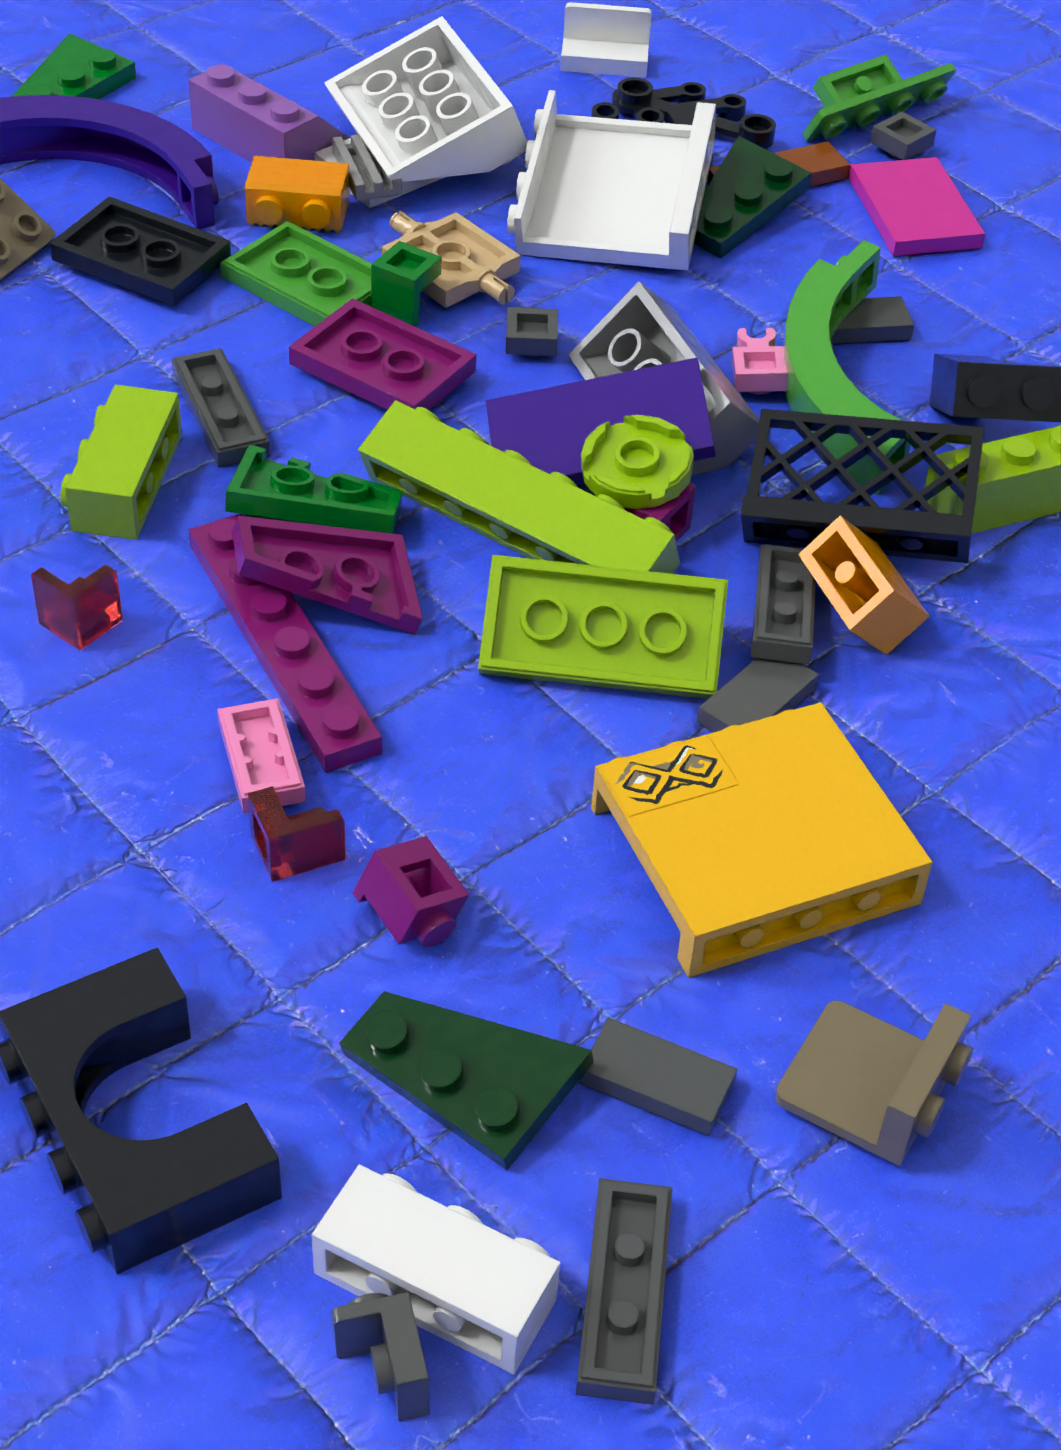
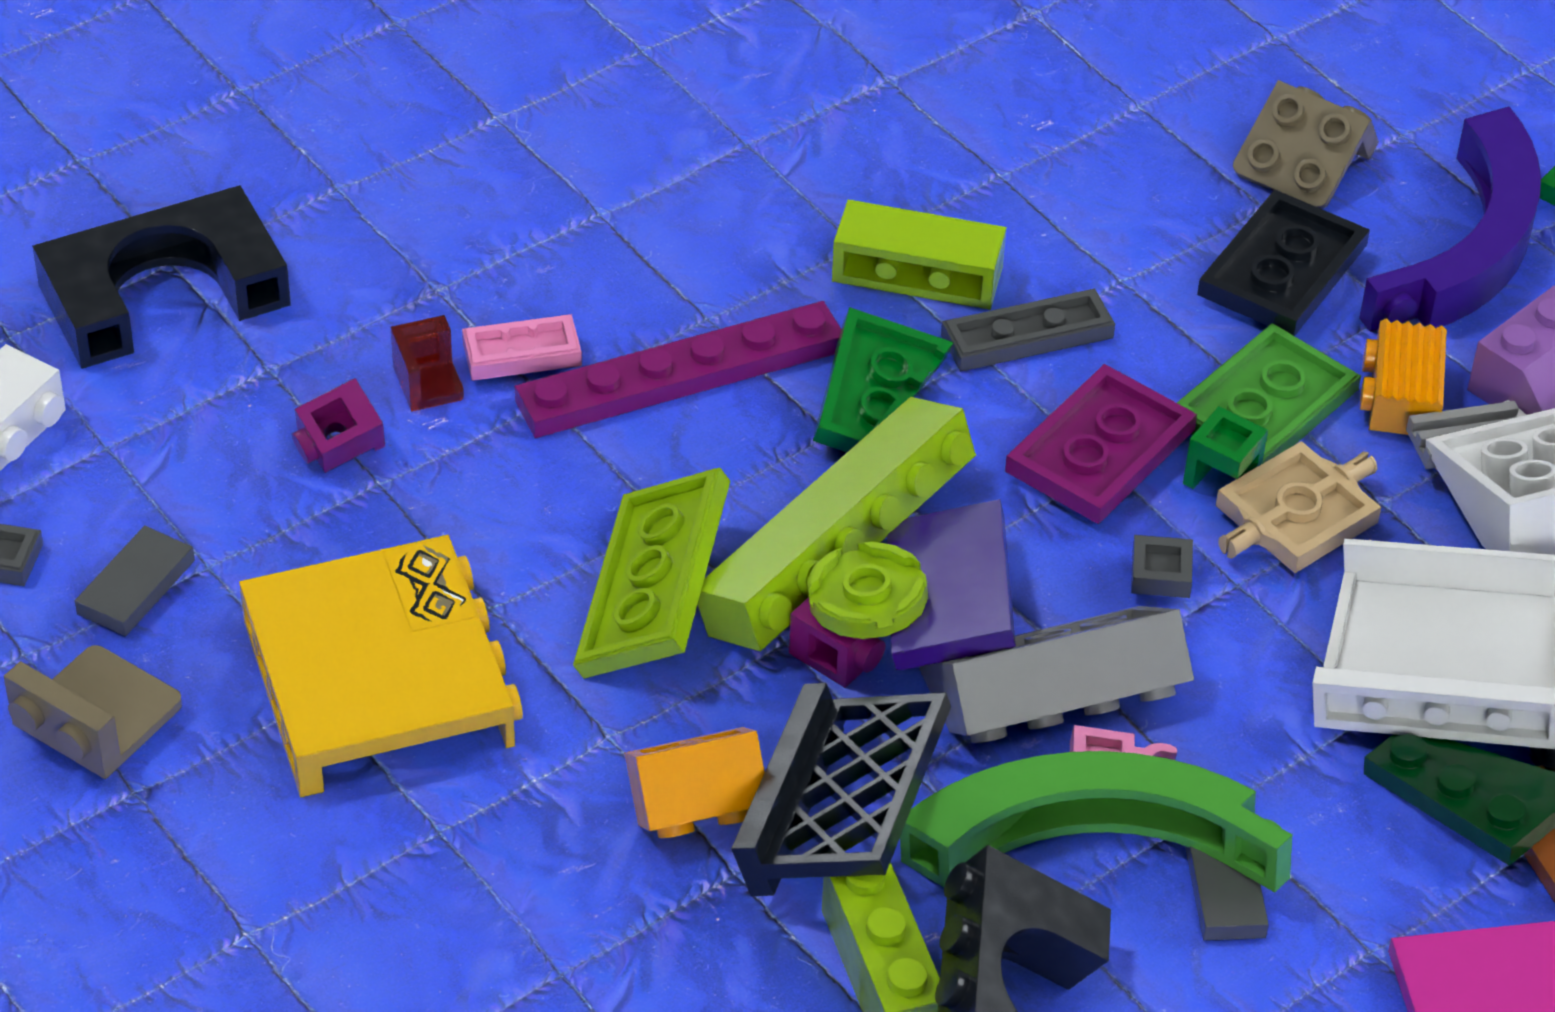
camera: 95 degrees right, 0 degrees up
(79, 609) = (713, 233): panel -> none
(332, 565) = (748, 387): magenta wing -> none
(467, 1072) = (155, 458): dark green wing -> none
(757, 693) = (571, 701): dark grey tile -> none
(783, 606) = (660, 716): dark grey tile -> none

